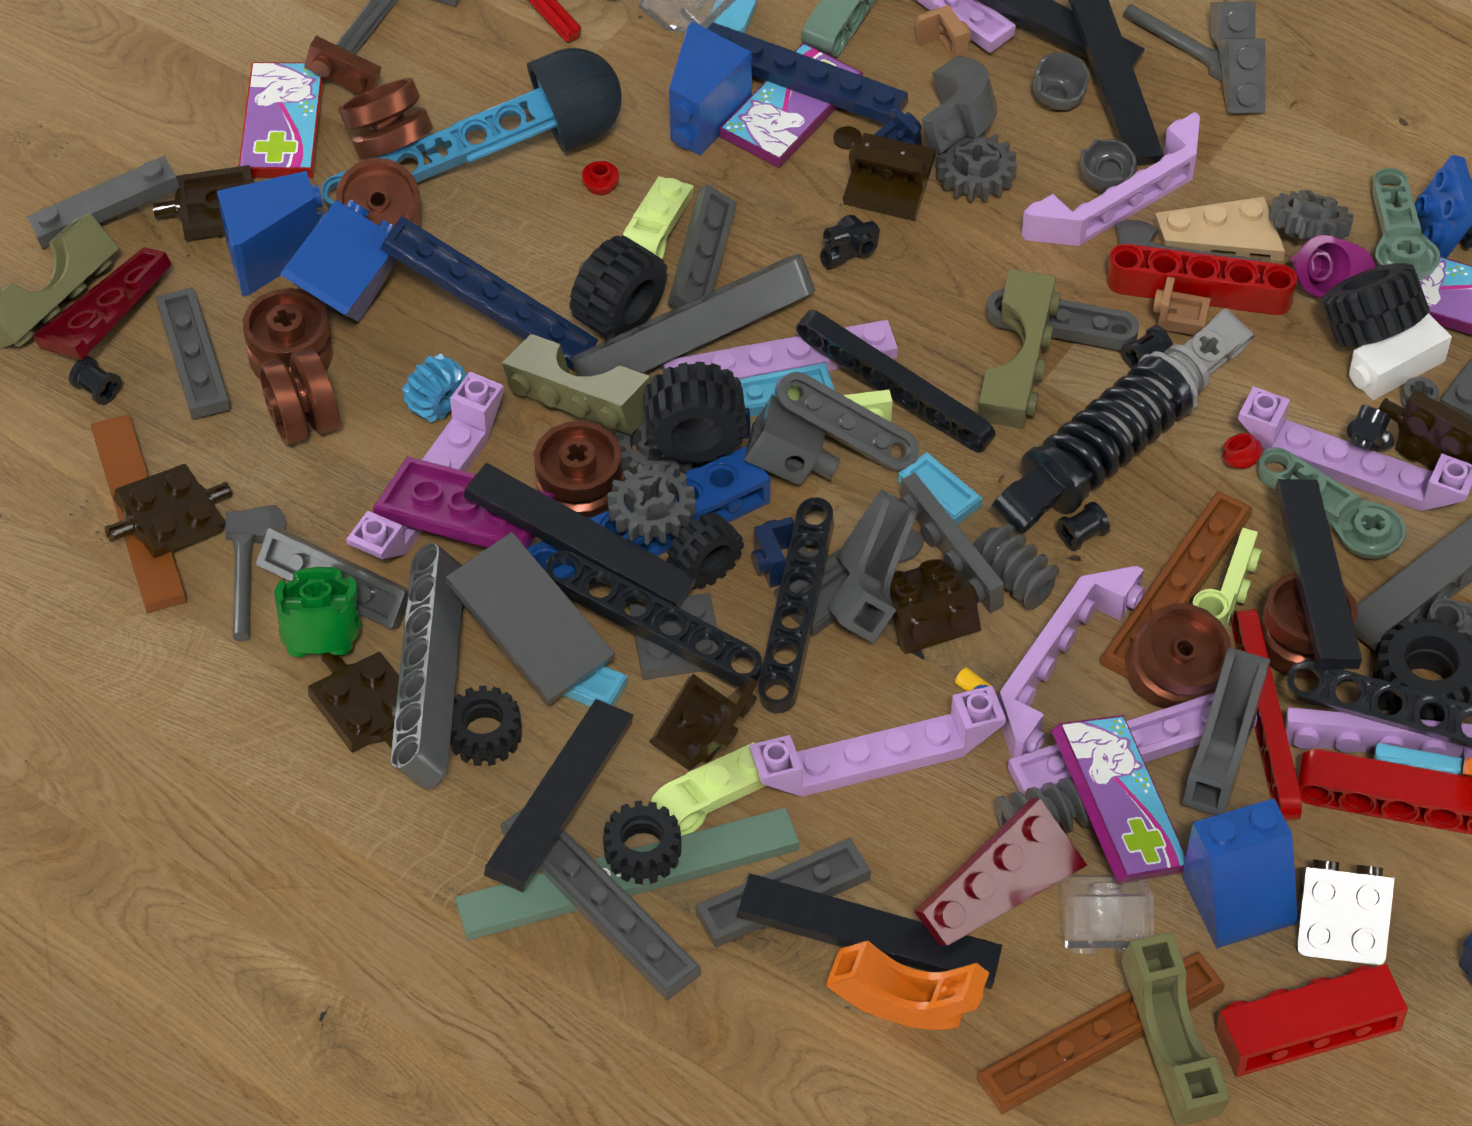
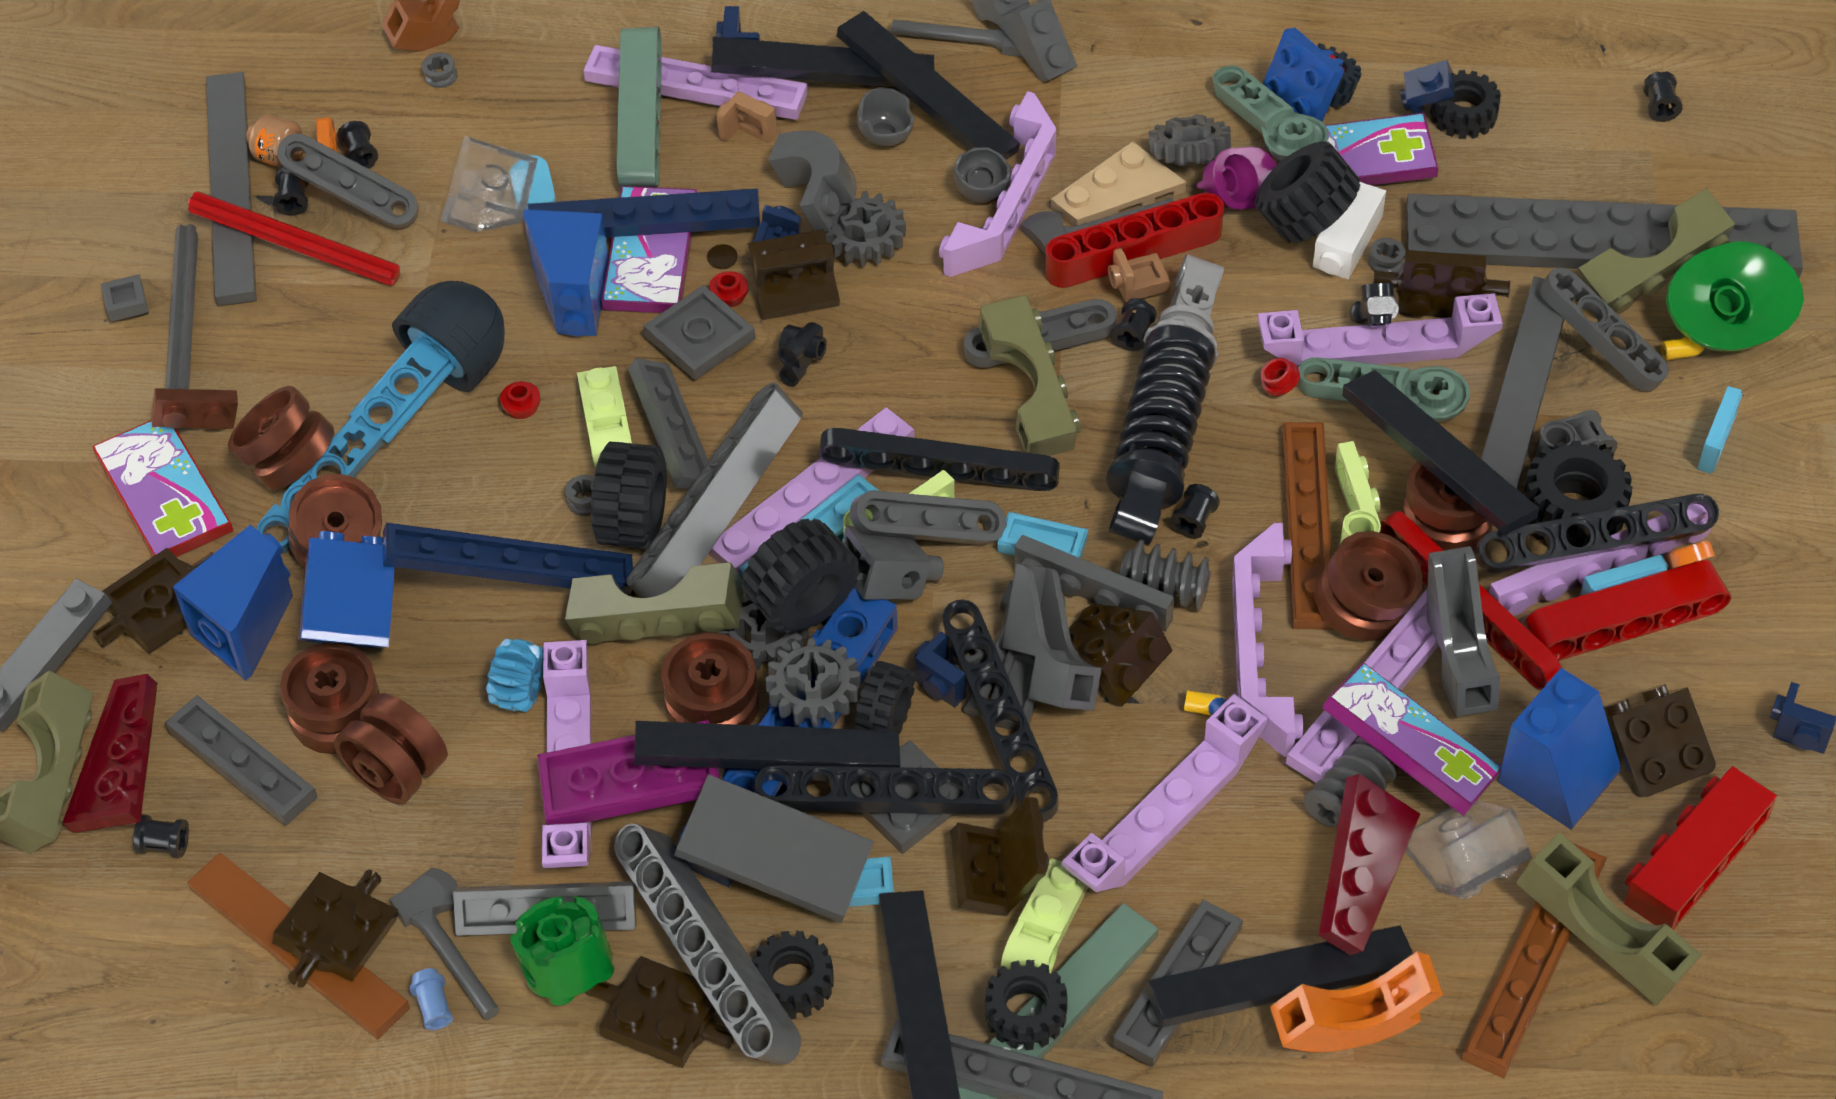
camera: 30 degrees left, 0 degrees up
(206, 593) = (428, 988): none -> medium blue pin
(780, 188) = (699, 332): none -> dark grey plate
(831, 165) = (729, 287): none -> red plate

